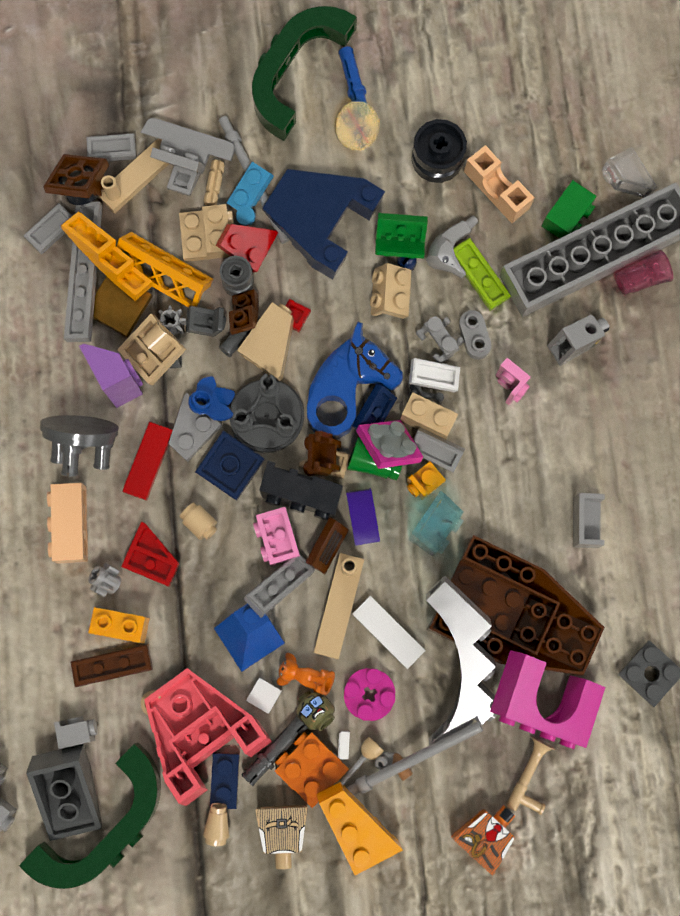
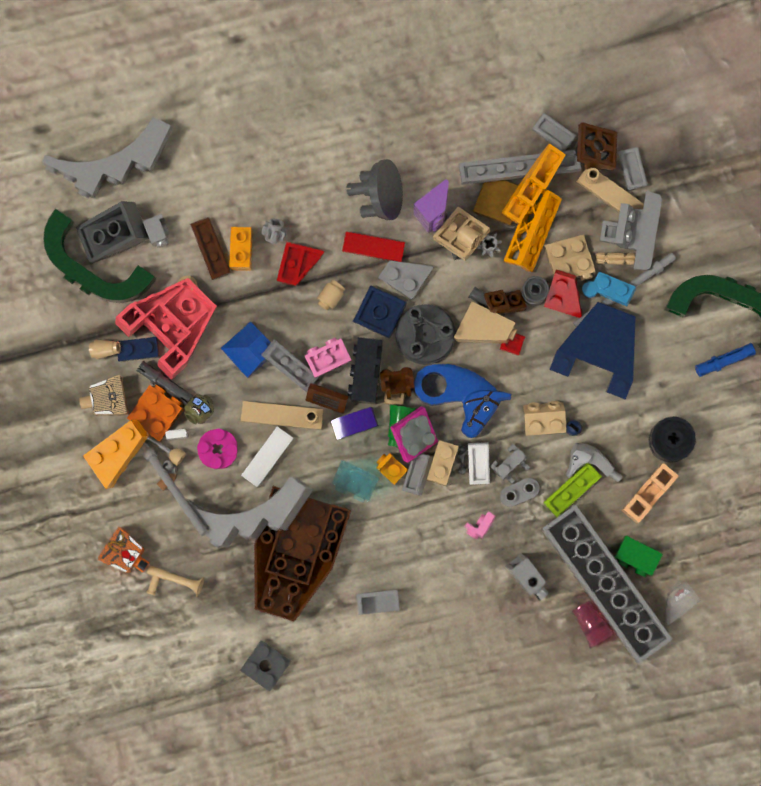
camera: 90 degrees right, 5 degrees up
(68, 523) = (314, 194): light nougat brick -> none
(205, 321) = (494, 272): dark grey bracket -> none
(215, 400) = (432, 290): blue plate -> none
(264, 695) = (205, 368): white tile -> none
(318, 681) = (221, 408): orange animal -> none
(357, 125) = (683, 368): clear yellow piece -> none
(376, 407) = (443, 419): dark blue plate -> none
(401, 235) = (589, 418): green bracket -> none
(517, 702) = (218, 605): dark pink arch -> none

